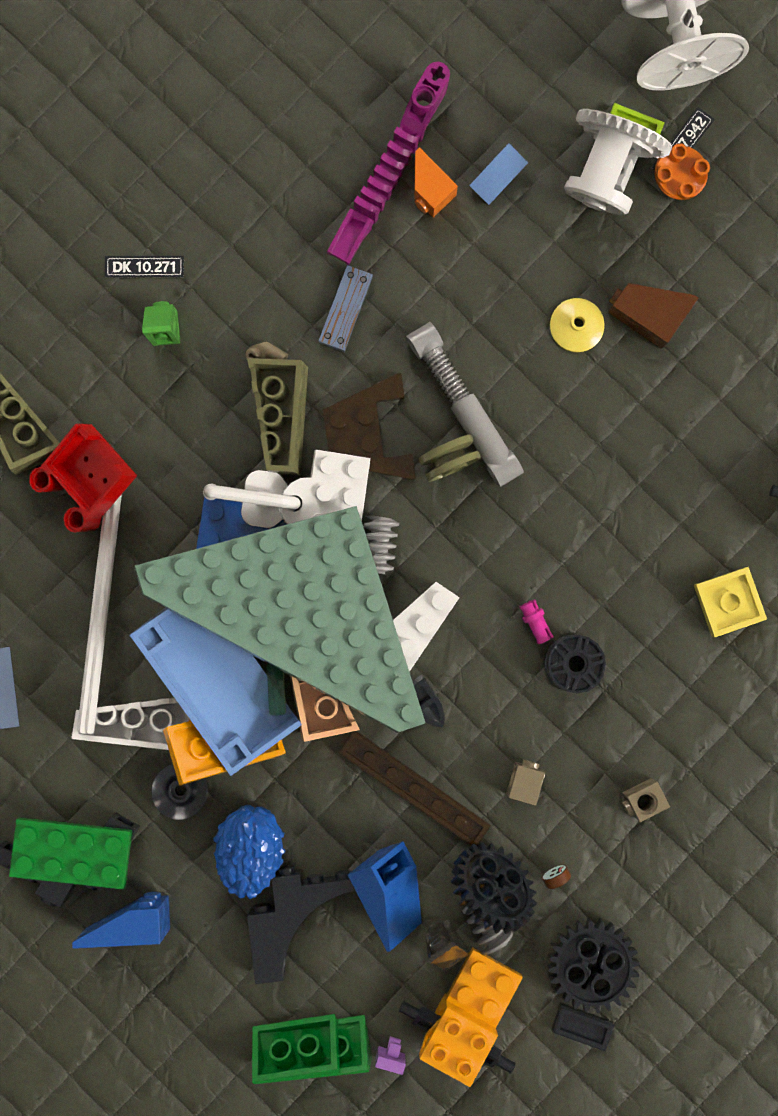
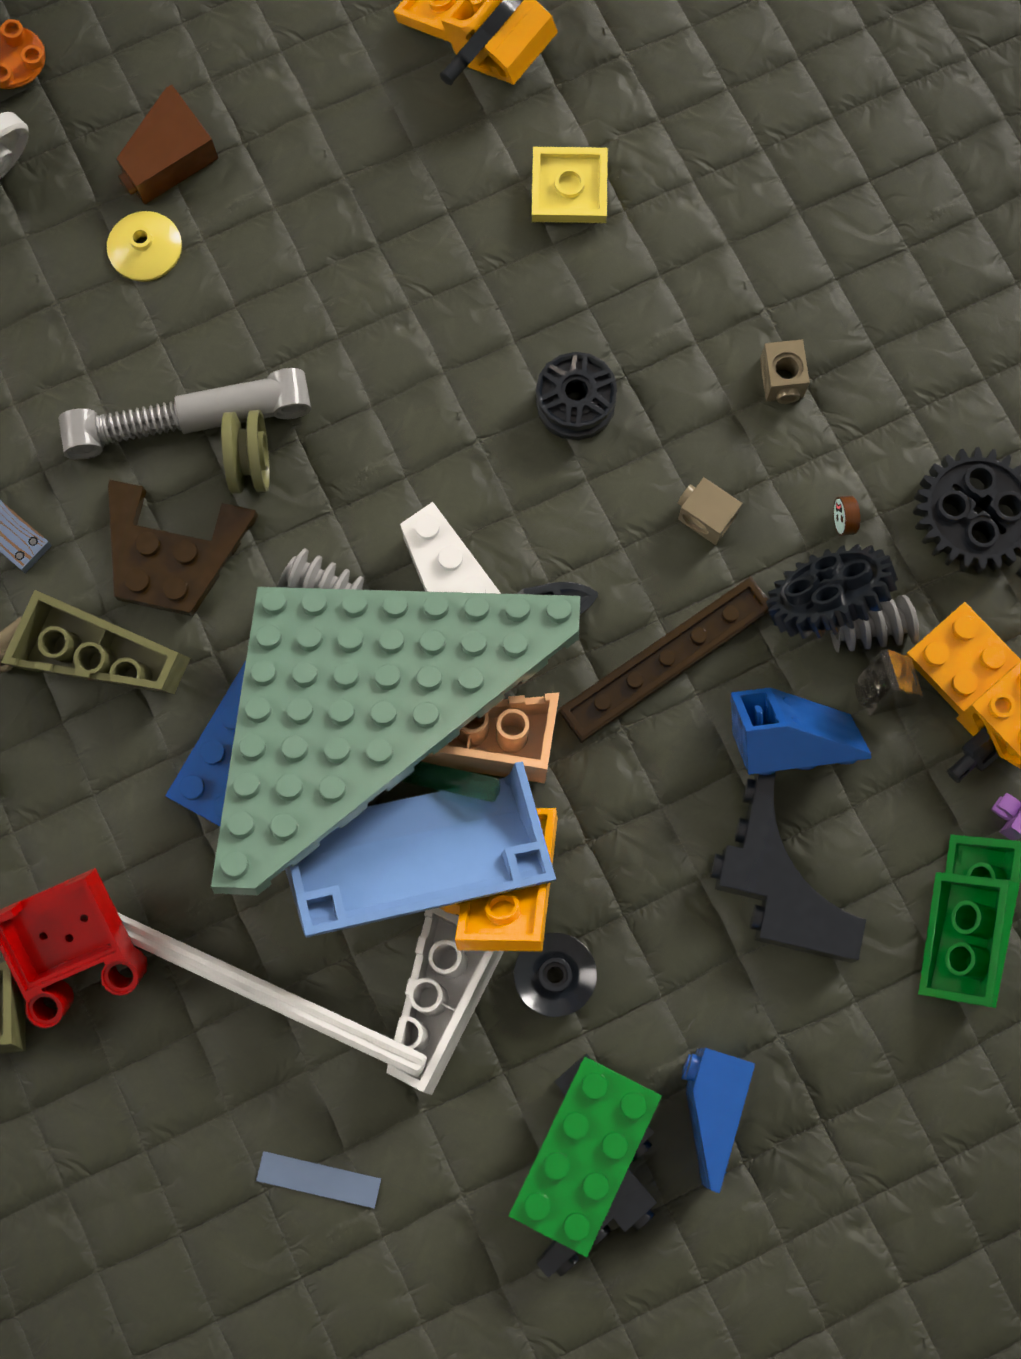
camera: 60 degrees left, 10 degrees down
(248, 850) = (670, 904): blue hair -> none
(334, 485) = (203, 707): white plate -> none
(536, 621) = (503, 425): dark pink pin -> none

